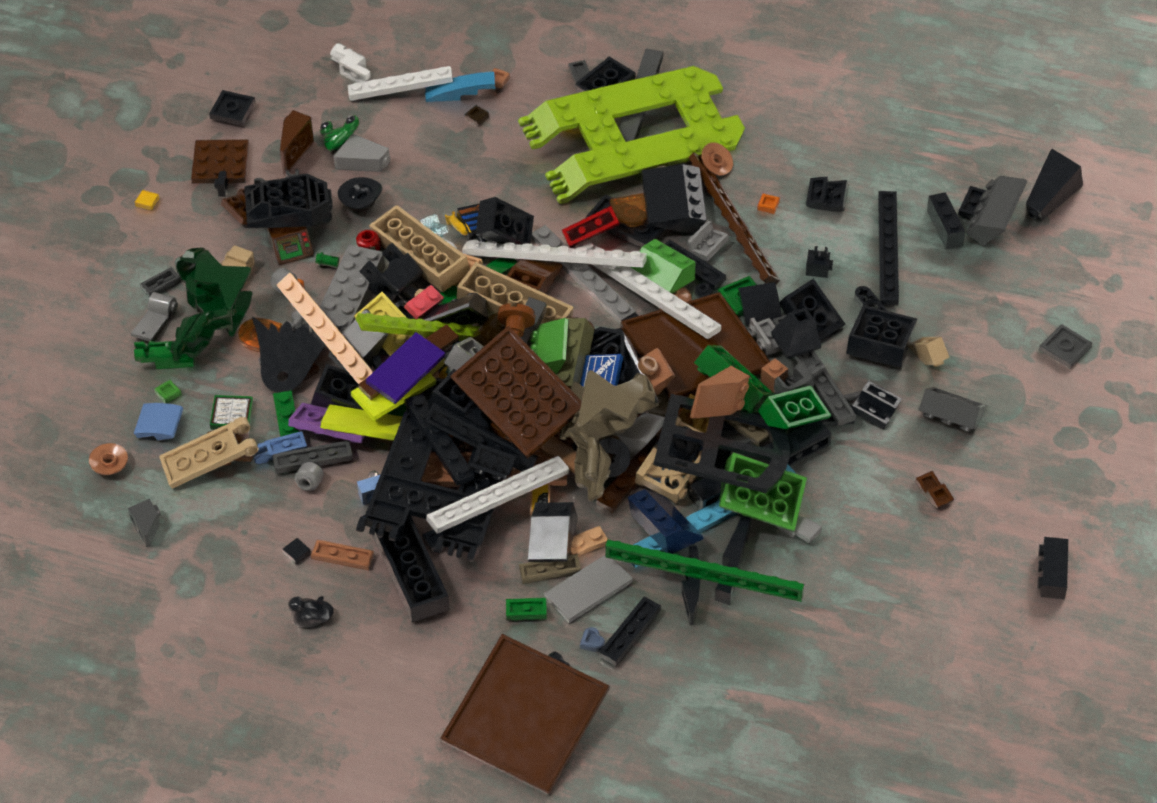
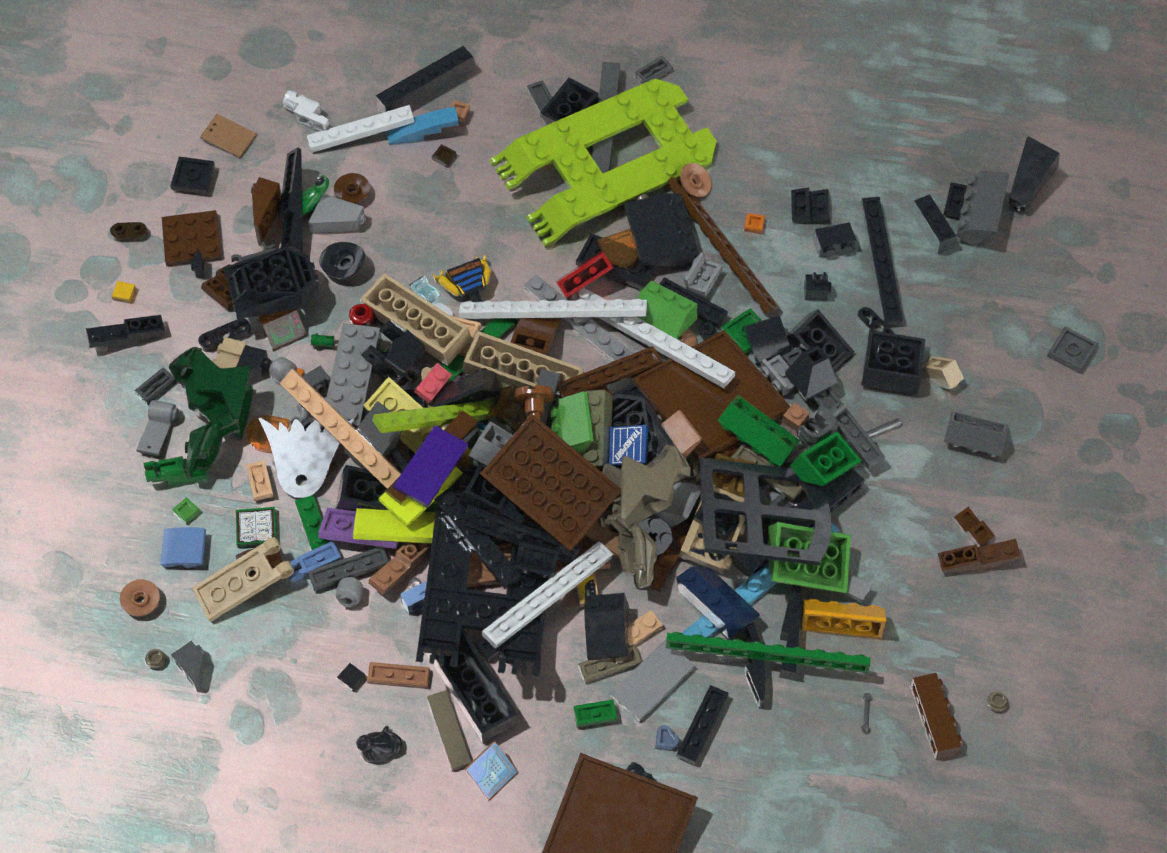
camera: 10 degrees left, 10 degrees up
(112, 513) = (155, 658): none -> dark tan plate
(142, 235) = (129, 333): none -> black slope
(162, 150) = (128, 231): none -> dark brown plate
(242, 372) = (259, 480): none -> light nougat plate
(247, 238) = (224, 328): none -> black beam
(260, 272) = (256, 359): none -> black slope
(273, 78) = (228, 135): none -> medium nougat container
(316, 290) = (318, 379): none -> dark grey brick
(321, 136) = (291, 202): none -> black slope
(363, 461) = (400, 567): none -> nougat slope
(381, 608) = (449, 730): none -> dark tan tile
(382, 132) = (352, 182): none -> reddish brown dish
(414, 644) = (490, 770): none -> piece
(473, 48) = (426, 81): none -> black brick
(503, 222) = (496, 281): black slope -> none
(605, 312) = (610, 373): none -> reddish brown tile
(647, 365) = (674, 432): medium nougat tile -> none
(694, 60) = (656, 72): none -> dark grey tile
(720, 394) = (753, 455): nougat slope -> none
(786, 554) = (843, 618): none -> light orange slope
(798, 628) = (866, 697): none -> dark grey hinge
(844, 224) = (834, 239): none -> black brick
(863, 650) = (936, 716): none -> reddish brown brick
(876, 404) = (900, 439): black slope -> none
(928, 645) = (997, 701): none -> dark tan plate
(929, 517) = (979, 558): none -> reddish brown slope
(1053, 568) = (1104, 600): black brick -> none

